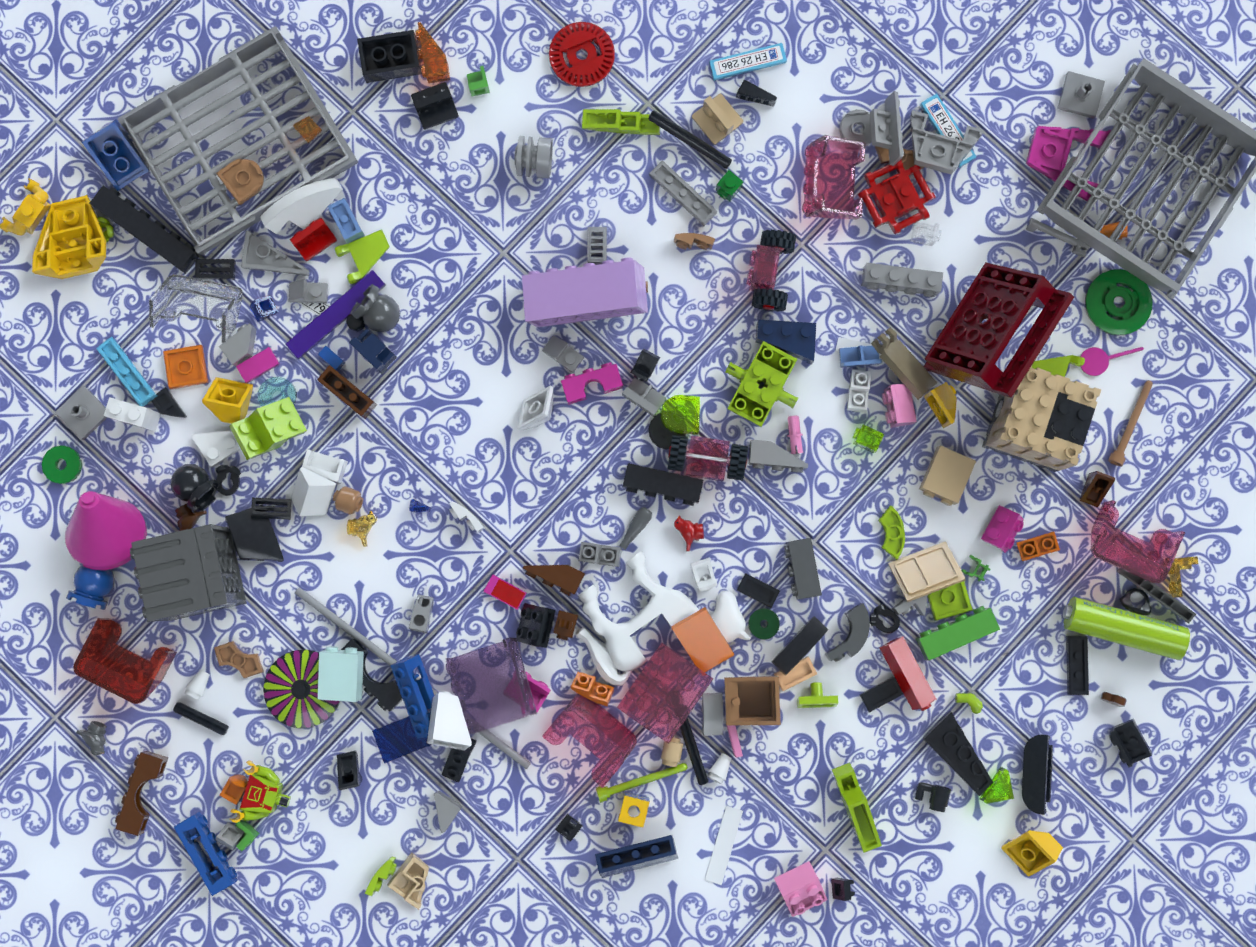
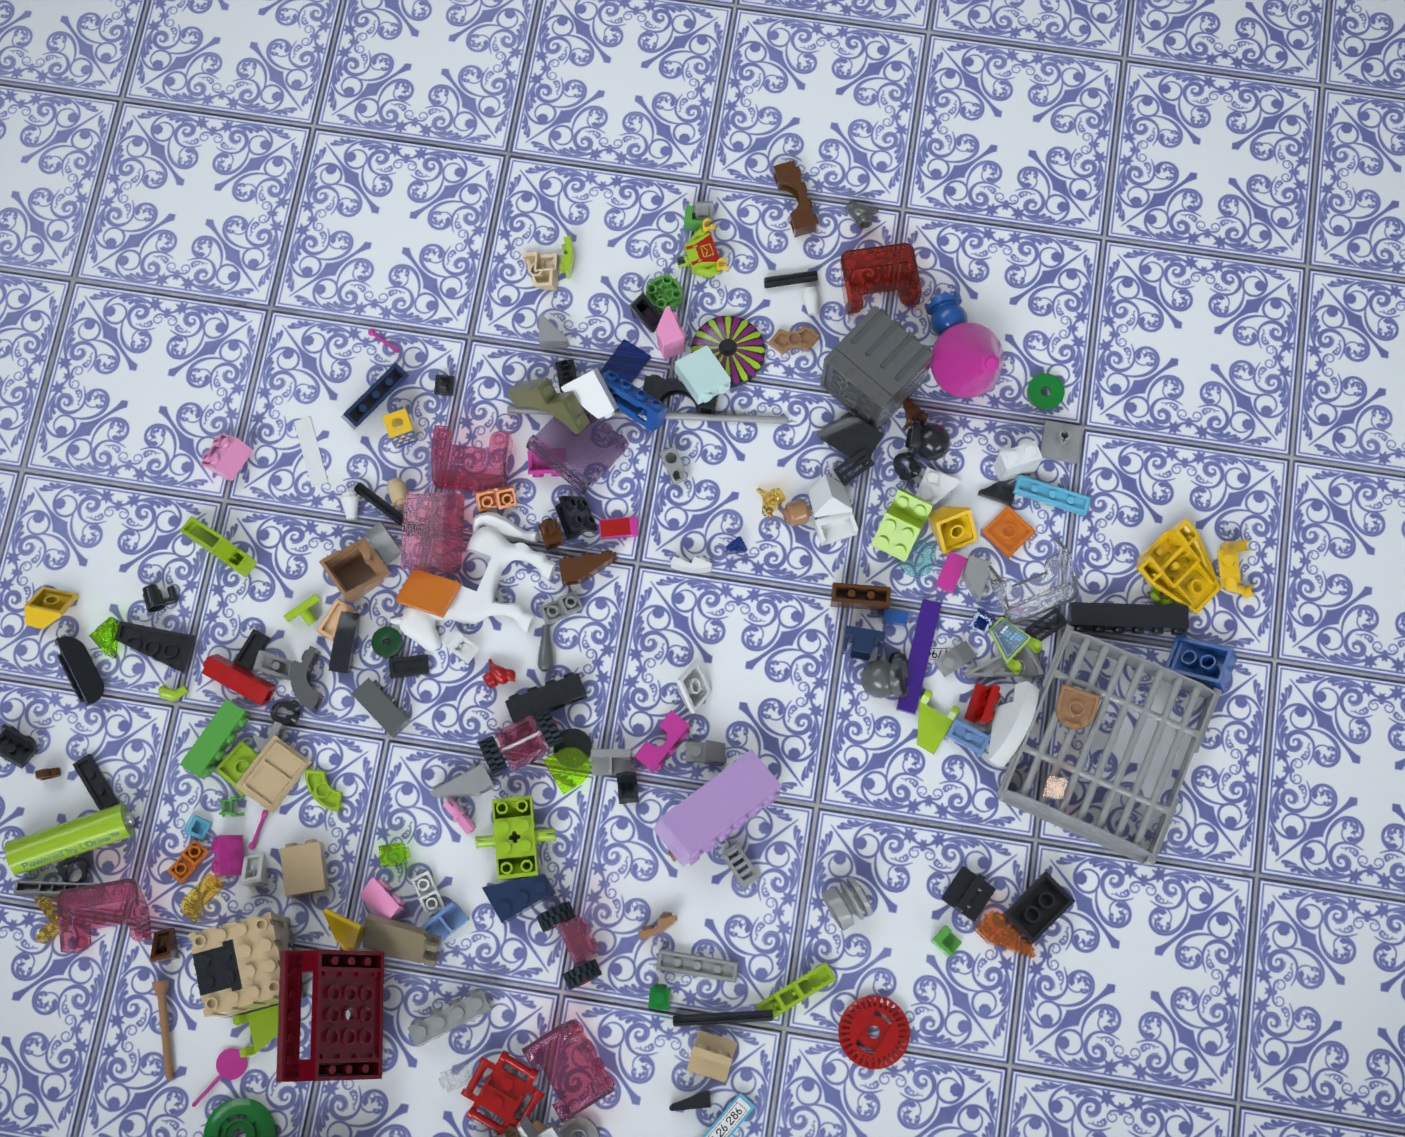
camera: 150 degrees right, 10 degrees down
(221, 877) = (713, 188): blue brick -> none
(234, 788) = (726, 246): orange plate -> none
(252, 273) = (1011, 641): none -> flag
(319, 781) = (664, 292): none -> bright green tile
(343, 733) = (669, 335): none -> bright pink slope
(491, 750) = (542, 396): none -> olive arch
(601, 924) = (371, 332): none -> dark pink hinge
(605, 792) = (410, 454): lime piece -> none
(734, 740) = (348, 530): bright pink tile -> none
(841, 889) = (192, 477): black tile -> none
(871, 665) = (273, 665): none -> light grey slope
(977, 525) = (252, 845): none -> dark pink hinge
(988, 501) = (254, 870): none -> white slope
(1014, 571) = (197, 827): none -> medium azure slope
(1043, 509) = (199, 896): none -> clear yellow bracket

